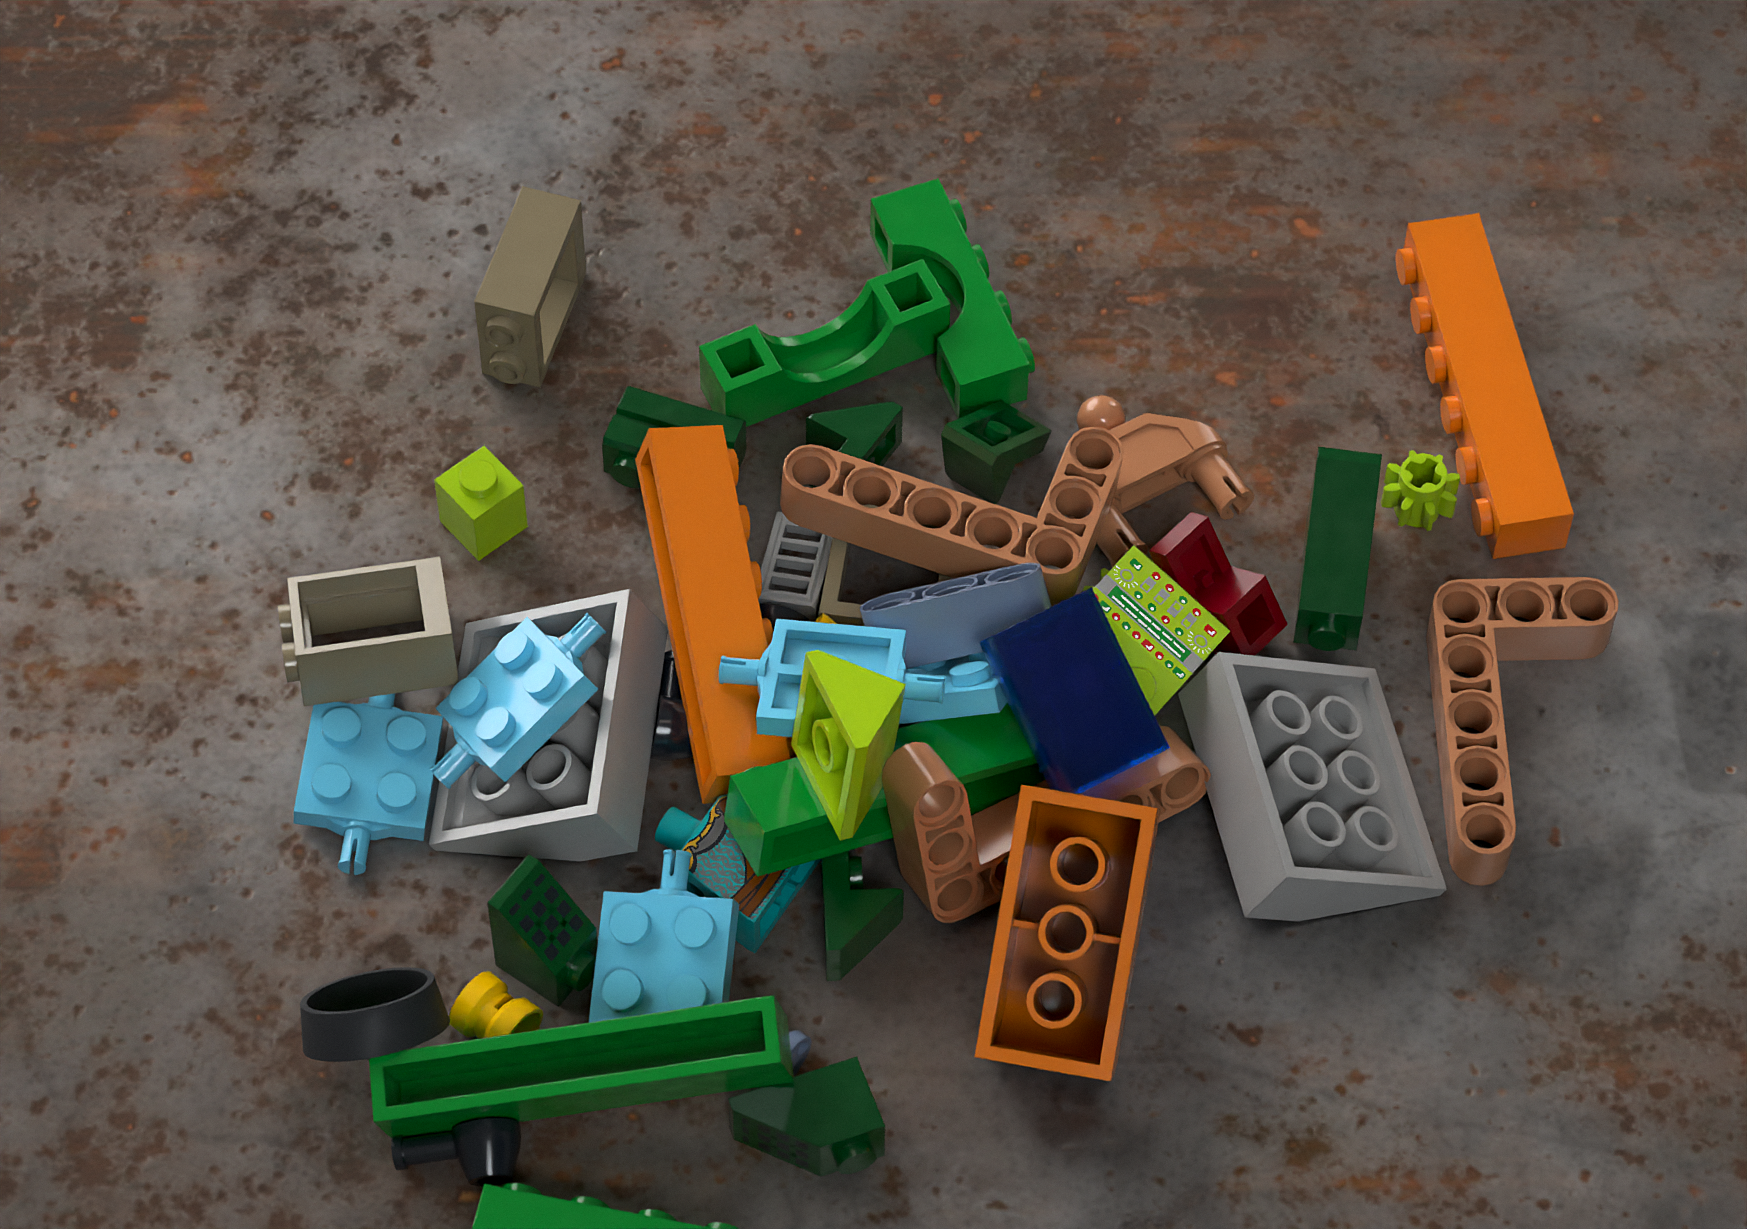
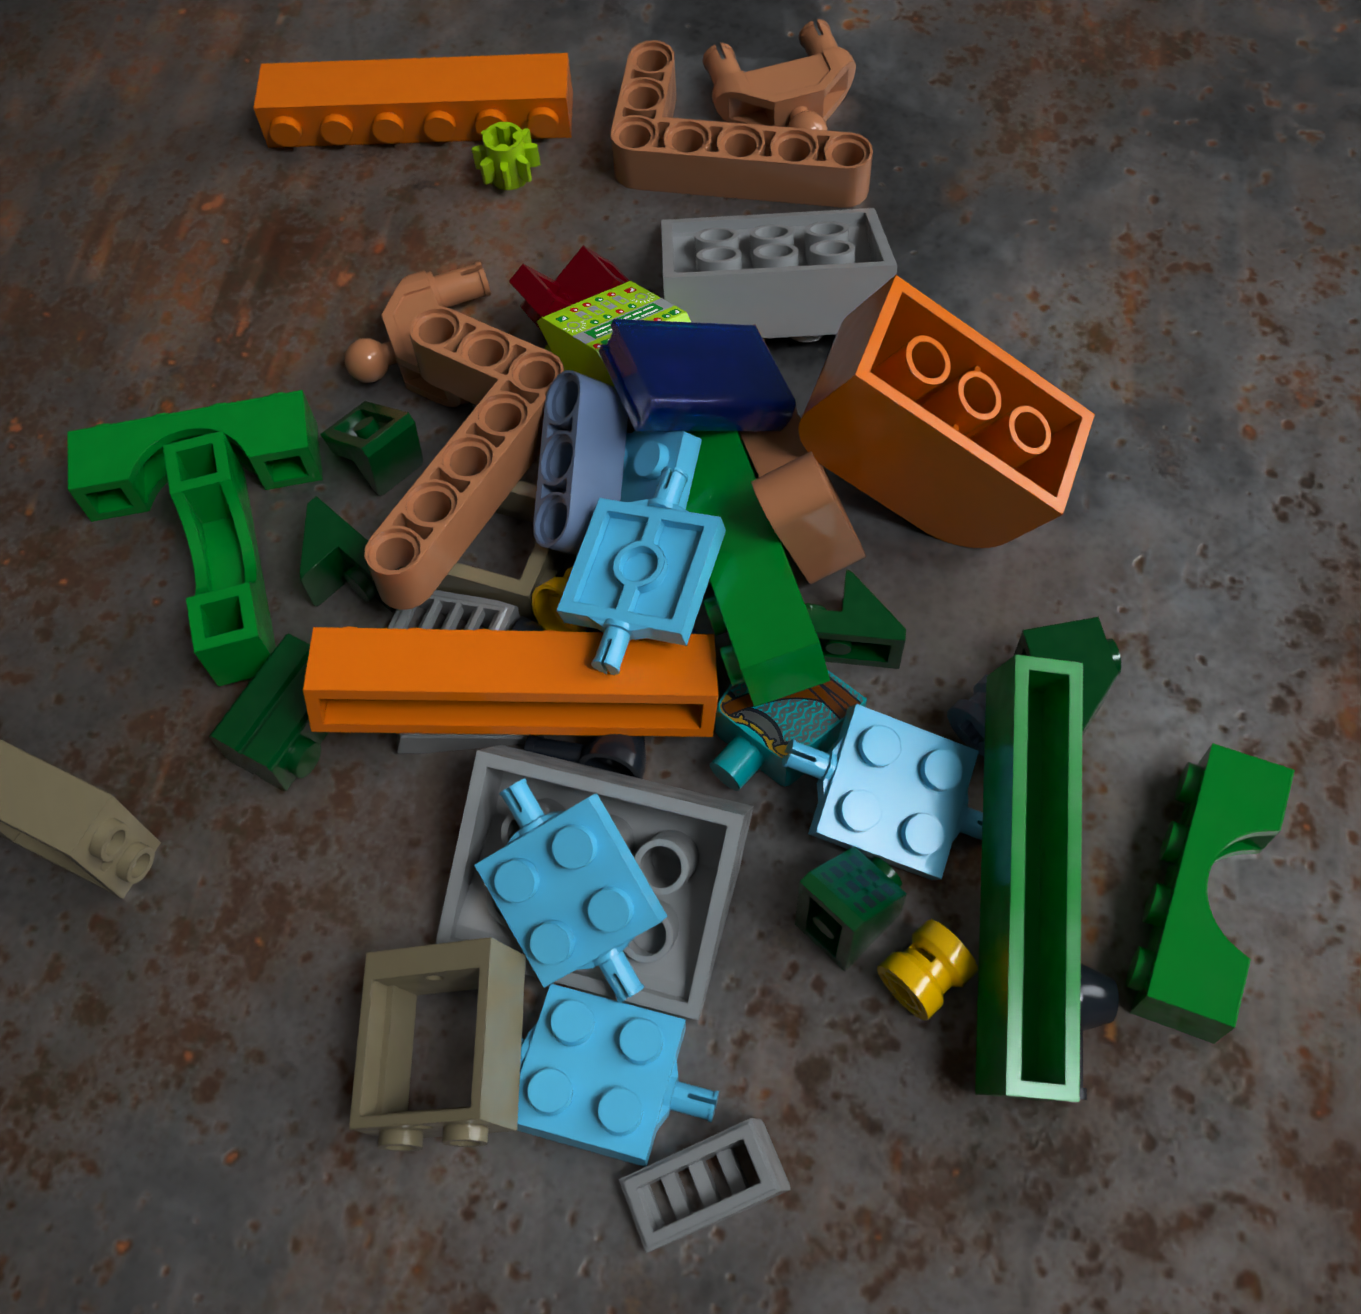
camera: 75 degrees left, 5 degrees up
(303, 905) = (645, 1209): none -> light grey slope
(372, 1014) = (991, 1104): black tyre -> none
(481, 503) = (299, 908): lime brick -> none
(845, 735) = (750, 535): lime slope -> none
(1337, 549) = (553, 205): dark green slope -> none
(1597, 774) = (785, 94): none -> nougat connector

